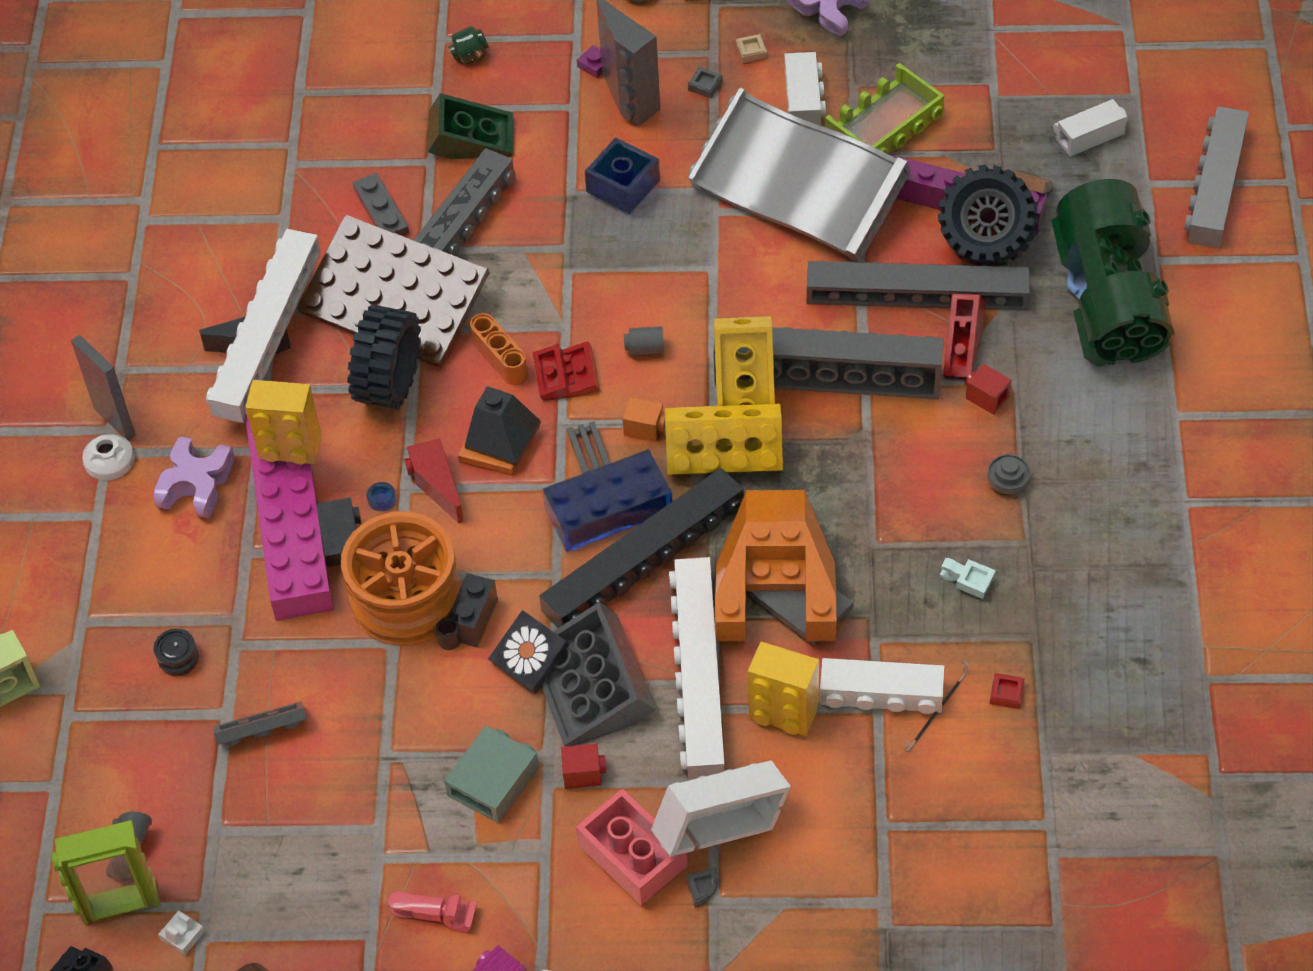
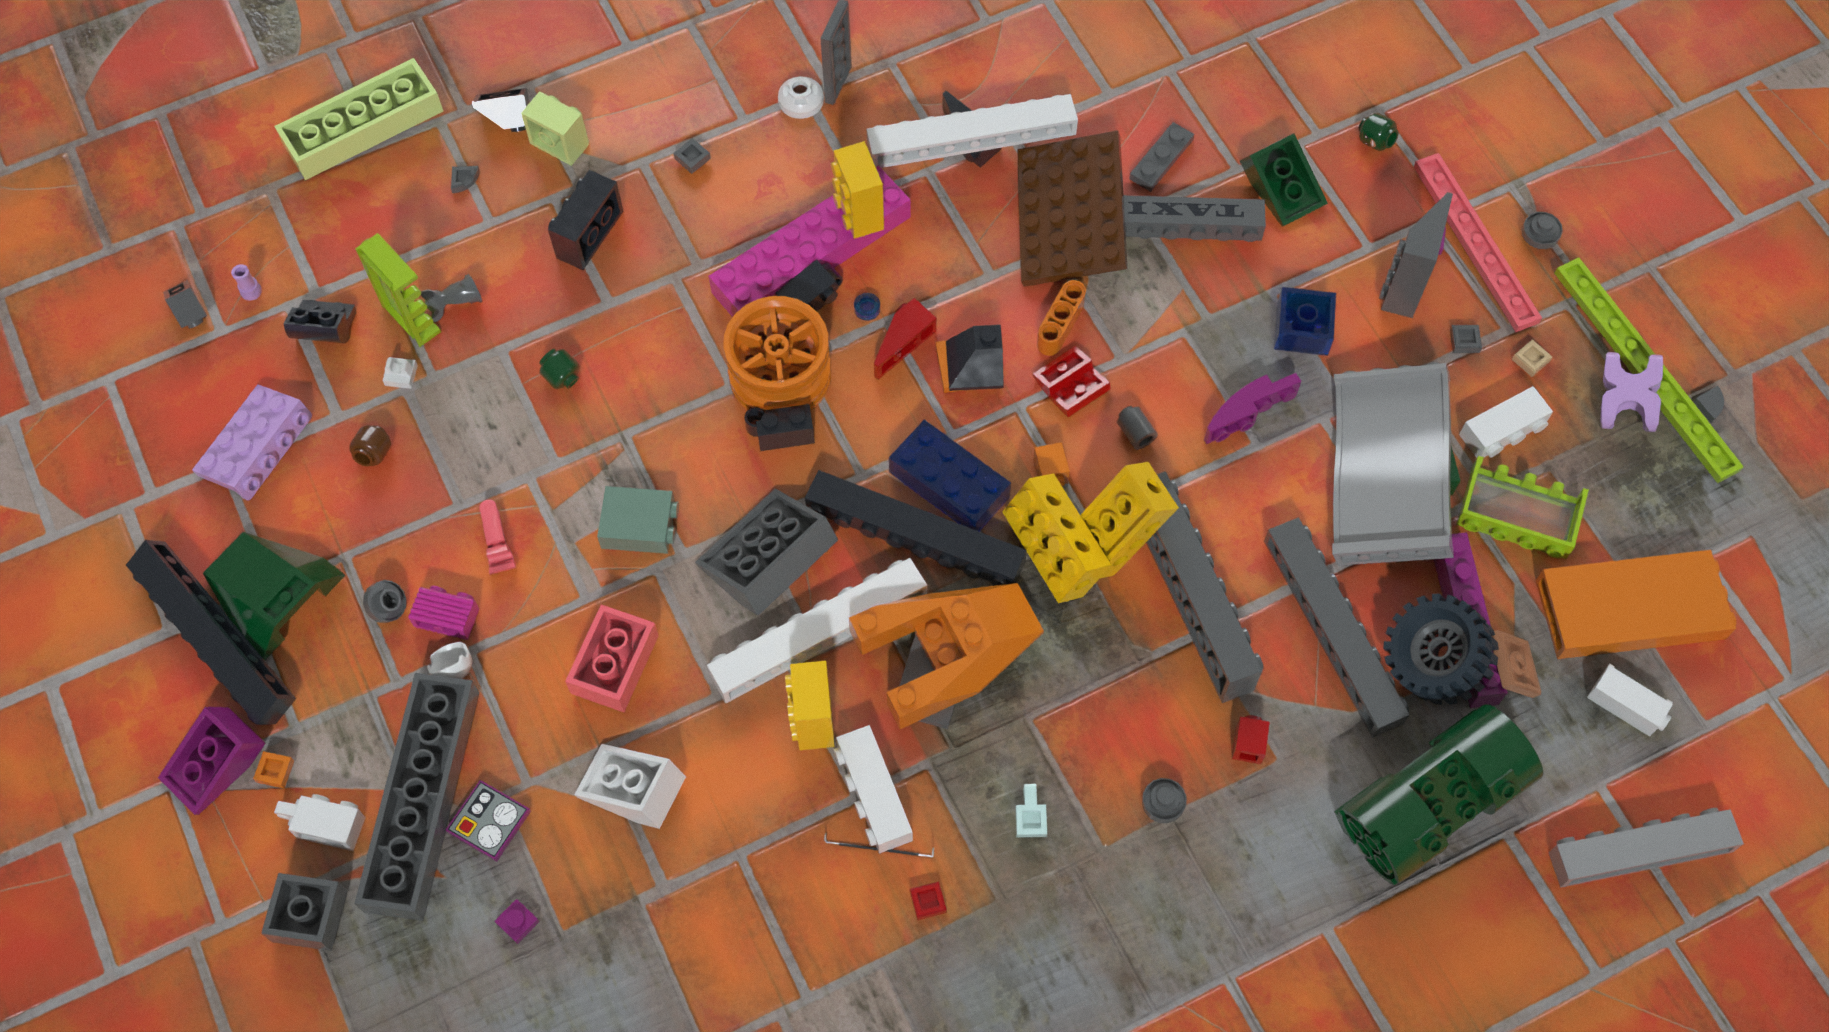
camera: 60 degrees right, 10 degrees up
(111, 571) = (692, 155): none -> dark grey plate
(127, 685) = (585, 219): none -> black brick
(176, 652) = (641, 238): black wheel -> none
(194, 477) = (807, 162): lavender piece -> none
(259, 724) = (604, 329): dark grey plate -> none
(280, 779) = (559, 369): none -> dark green head
(384, 356) = (985, 232): black wheel -> none
(528, 651) = (765, 489): tile -> none
(582, 766) = (676, 584): red brick -> none
(583, 433) = (989, 434): dark grey tile -> none
(587, 31) = (1479, 244): none -> coral plate
(676, 253) = (1243, 407): none -> magenta slope
(702, 885) = (611, 733): dark grey tile -> none
(720, 807) = (666, 708): white piece -> none
(767, 884) = (631, 784): none -> white slope
(964, 334) = (1300, 691): red slope -> none
(1011, 86) = (1635, 604): none -> orange brick

